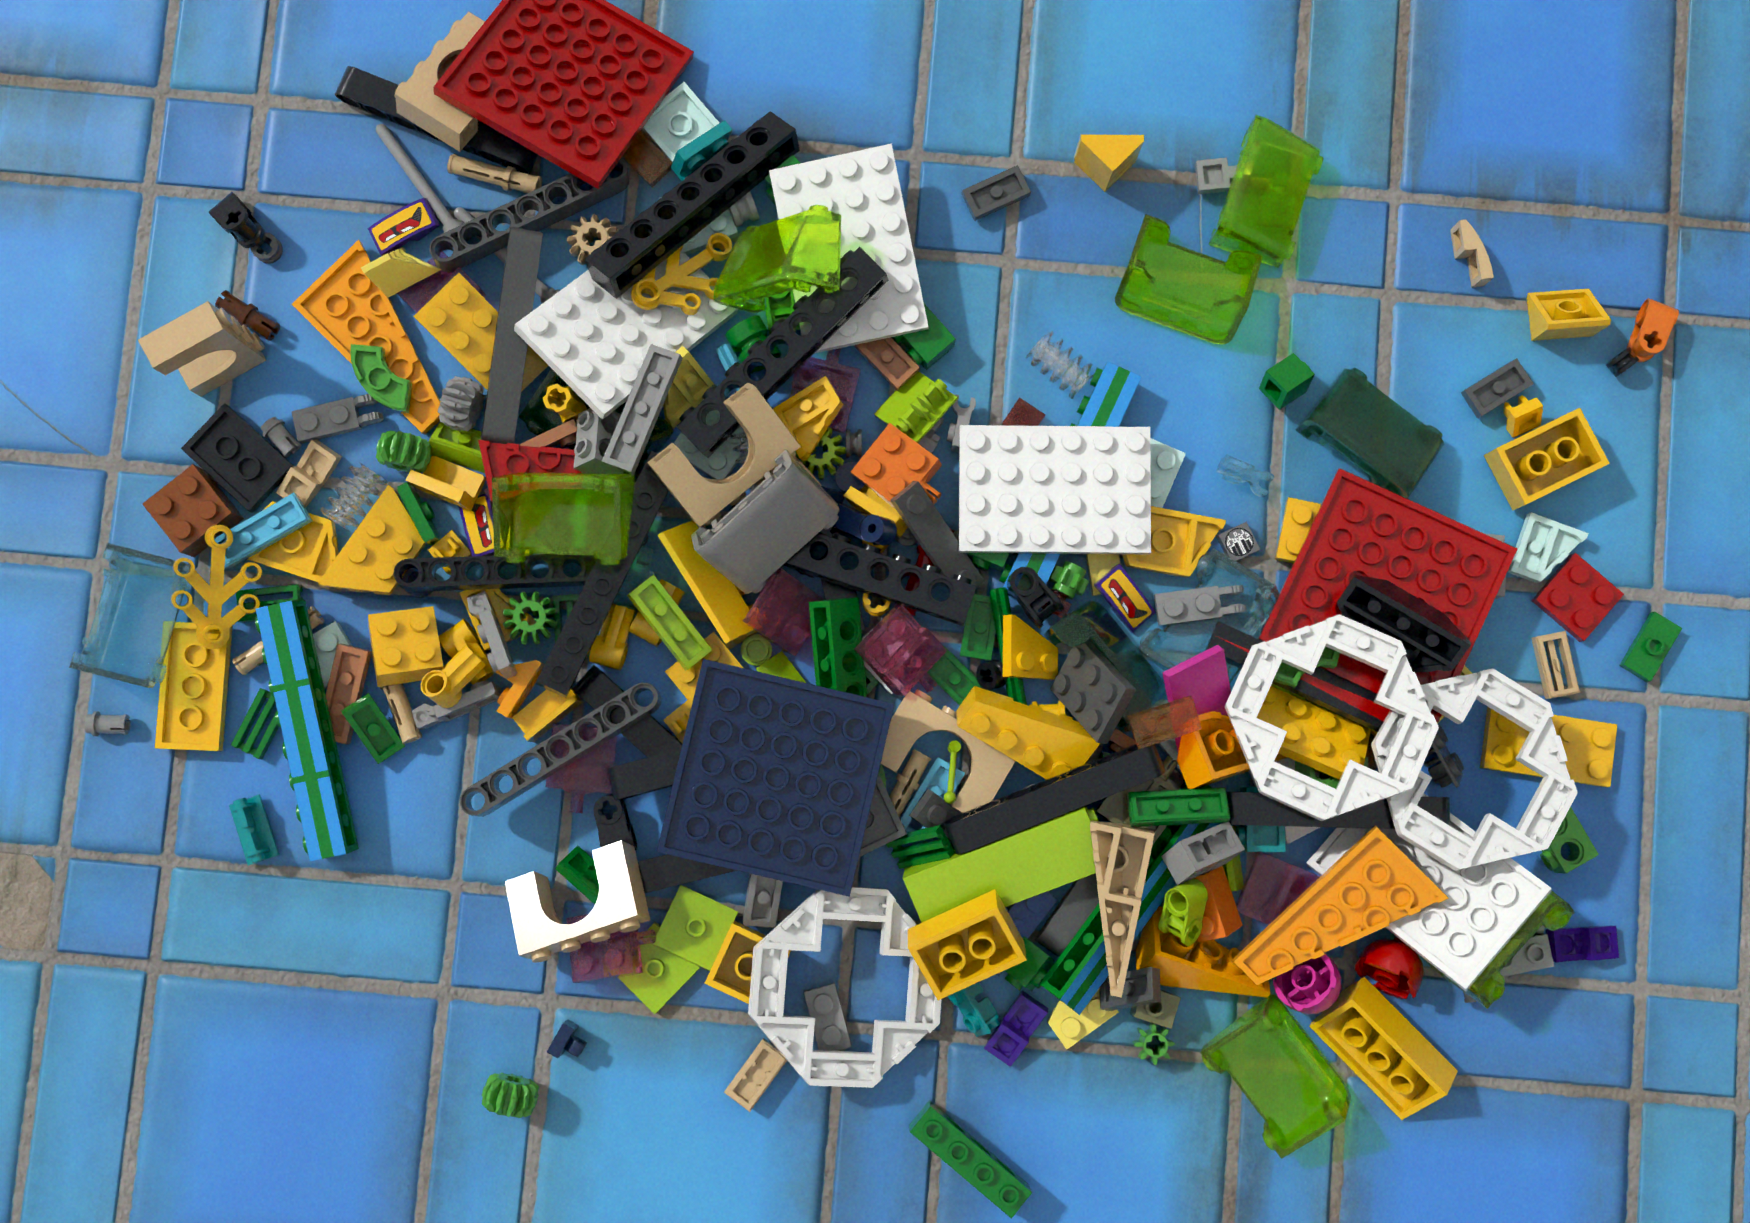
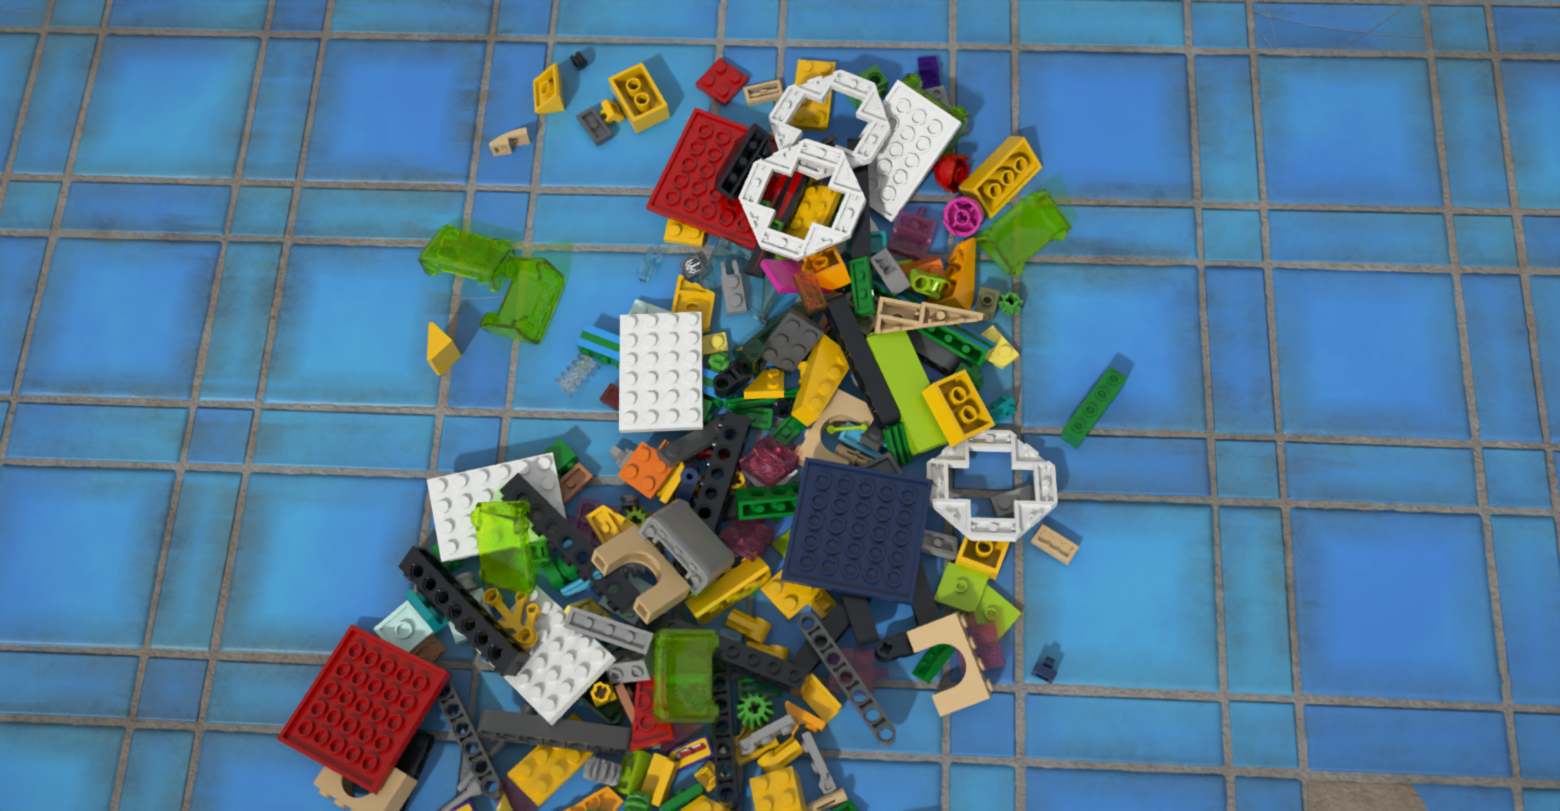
camera: 85 degrees left, 15 degrees down
(446, 684) = (797, 756): yellow piece -> none
(507, 177) = (435, 757): tan pin -> none
(510, 1095) = (1085, 704): bright green gear -> none
(586, 235) = (476, 686): tan gear -> none
(669, 622) = (755, 612): lime plate -> none
(756, 650) = (772, 559): lime plate -> none
(845, 479) = (652, 505): dark blue tile -> none
(917, 406) = (604, 462): lime hinge -> none
(963, 418) = (613, 433): light grey plate -> none
(996, 193) = (460, 420): dark grey plate -> none
(1016, 1028) = (1007, 385): dark purple slope -> none
(1125, 598) = (728, 330): slope -> none
(1140, 988) = (978, 304): dark grey plate -> none
(1213, 175) = (454, 288): light grey plate -> none
(1286, 381) = (587, 237): green brick -> none
(1351, 900) = (915, 192): light orange wing -> none
(1373, 432) = (621, 192): clear green windscreen -> none
(1543, 546) = (689, 97): light aqua wing -> none
(1650, 646) = (750, 44): green plate -> none
(1651, 329) = (558, 45): orange piece -> none

